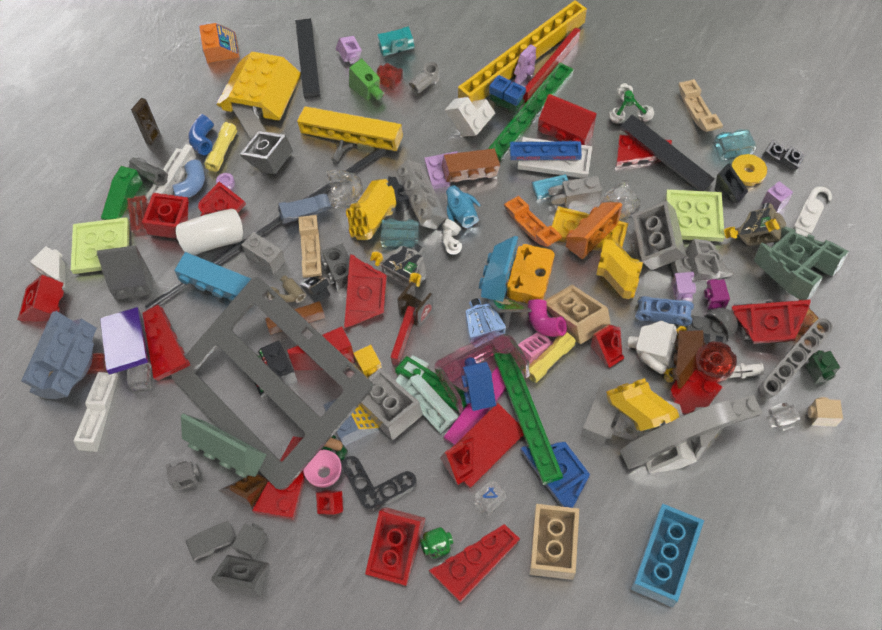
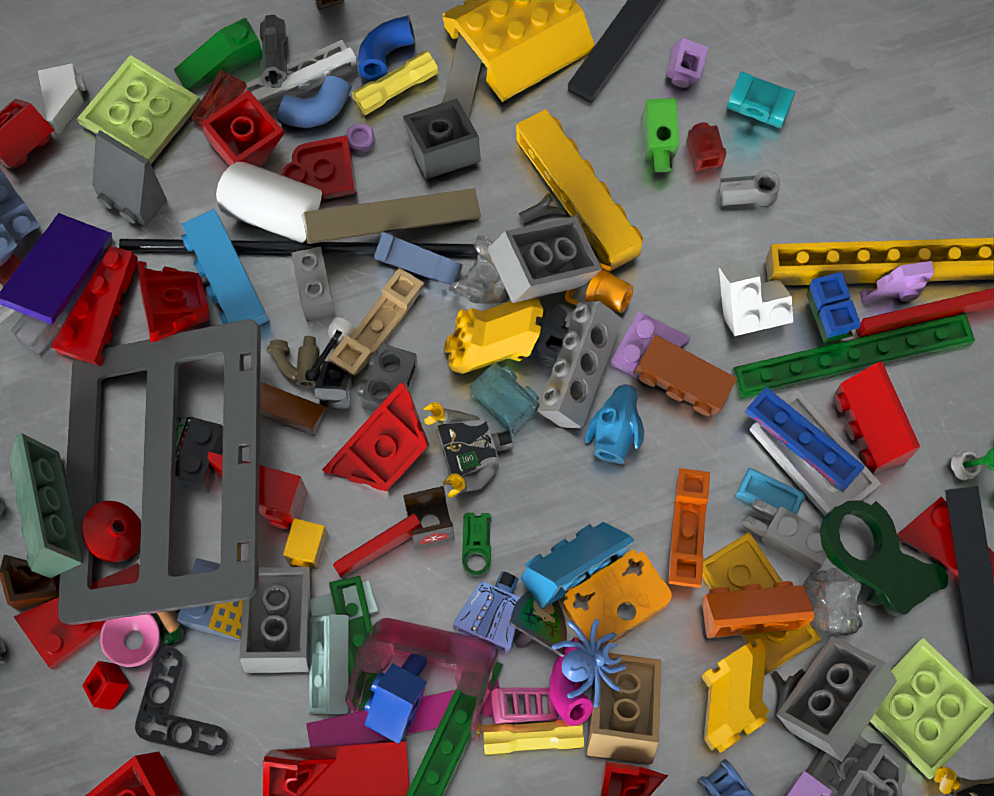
camera: 40 degrees right, 10 degrees up
(199, 309) = (171, 300): none -> red wing
(266, 431) = (102, 538): none -> red dish
(276, 194) = (390, 215): none -> dark tan tile
(296, 267) = (336, 331): none -> hinge
(366, 158) = (544, 259): none -> light grey brick
(400, 157) = (607, 289): none -> light orange piece
(445, 301) = (476, 541): none -> green piece
(451, 229) = (556, 469): white arm -> none
(546, 300) = (589, 661): none -> medium blue animal
(637, 174) = (895, 577): none -> dark green animal

